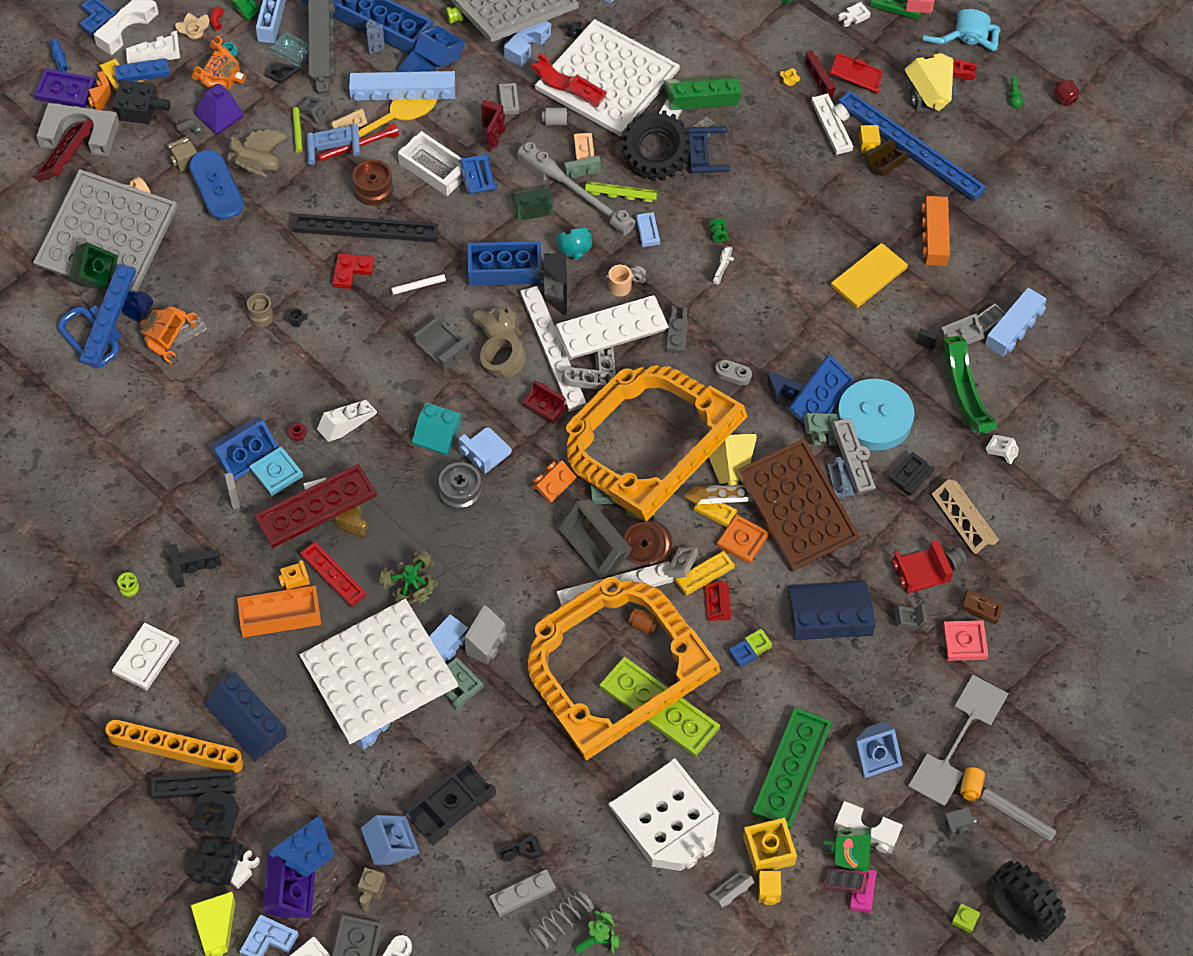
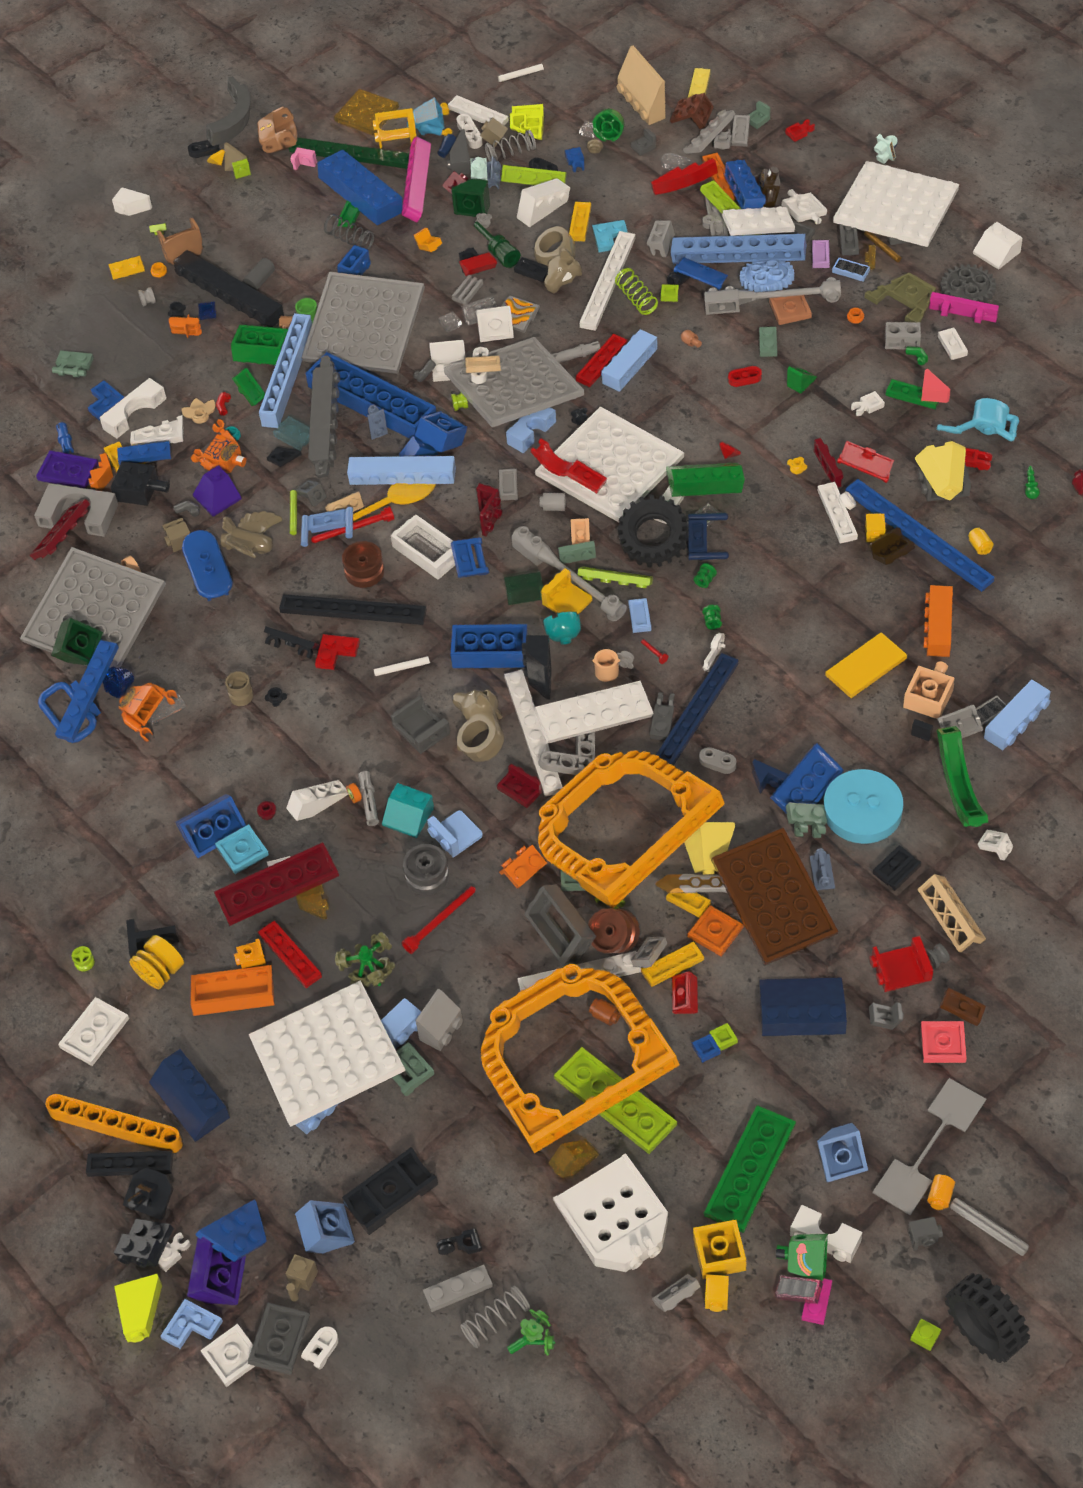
camera: 10 degrees right, 5 degrees down
(203, 586) = (156, 962): none -> yellow wheel
(232, 490) = (194, 867): light grey tile -> none
(307, 260) = (291, 640): none -> black plate
(382, 412) = (354, 793): none -> orange tile
(401, 435) = (365, 780): none -> light grey pin
(451, 560) = (411, 943): none -> red piece
(572, 211) = (564, 596): none -> yellow bracket
(623, 764) = (572, 1157): none -> clear yellow slope
(673, 272) = (662, 658): none -> red pin
(708, 189) = (706, 576): none -> green bush
(711, 321) = (697, 708): none -> dark blue plate
(723, 63) = (728, 450): none -> red slope
(853, 456) = (836, 847): light grey hinge -> none
(932, 300) = (929, 691): none -> light nougat brick
(970, 151) = (980, 541): none -> yellow brick

